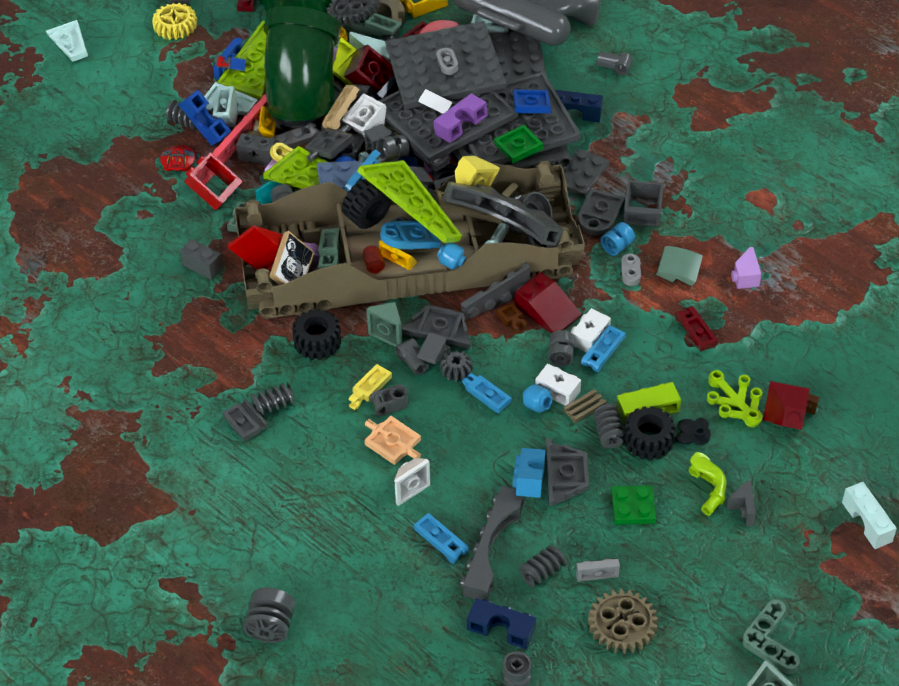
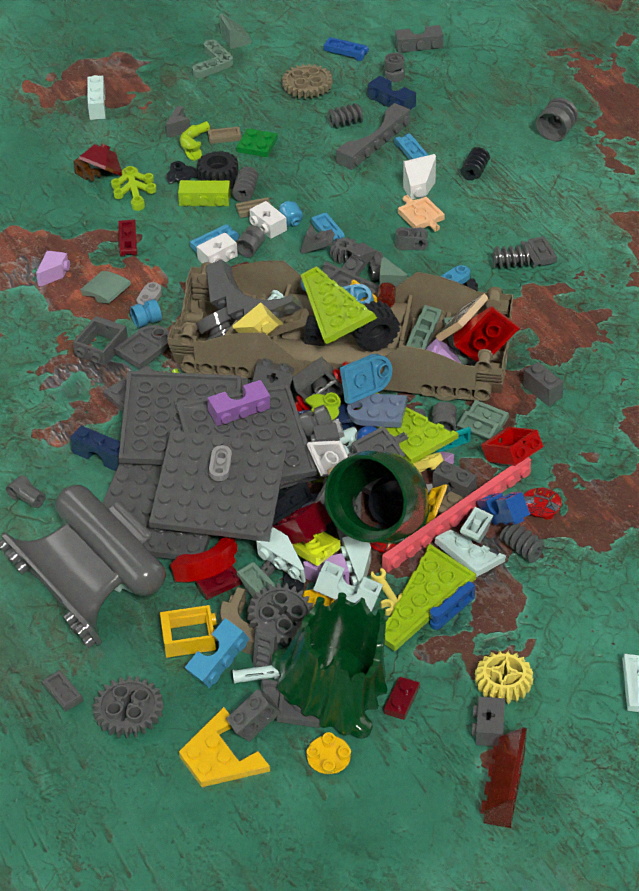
camera: 160 degrees left, 5 degrees down
(230, 63) = (453, 585): sticker -> none
(321, 325) = (458, 274): none -> dark azure plate
(353, 527) = (475, 163): none -> black piece
(371, 382) = (424, 253): light yellow plate -> none
(435, 101) = (254, 435): white sticker -> none
(489, 365) = (316, 240): none -> dark grey slope
(518, 144) = (194, 372): green plate -> none
(529, 472) = (322, 171): dark azure arch -> none
(531, 101) = (155, 411): blue plate -> none
(565, 472) = (295, 167): dark grey wing -> none
(597, 570) = (307, 108): light grey plate -> none
(679, 507) = (224, 135): none -> dark tan tile

